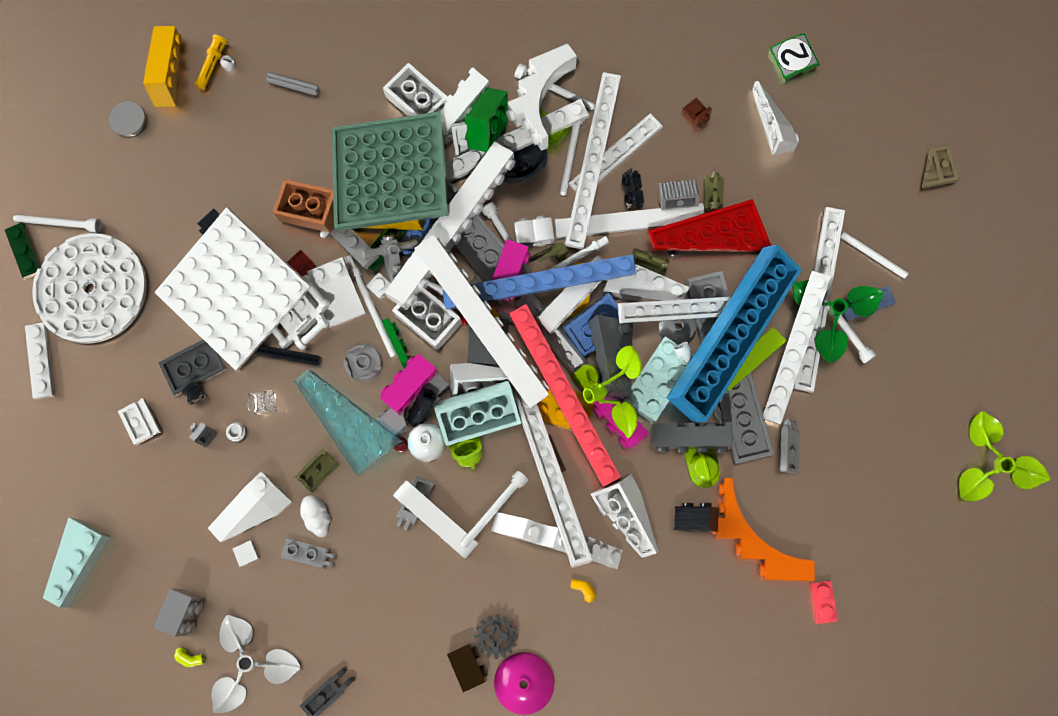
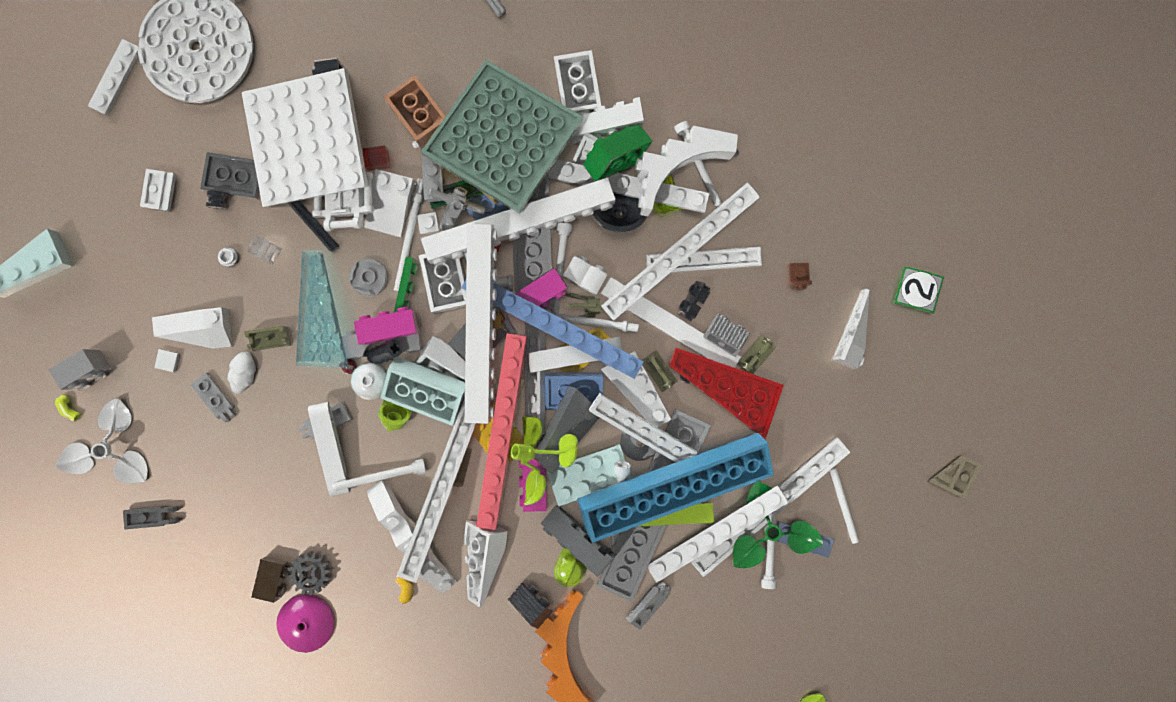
camera: 35 degrees right, 10 degrees up
(202, 434) = (199, 238): dark grey tile -> none
(570, 157) = (661, 236): white piece -> none

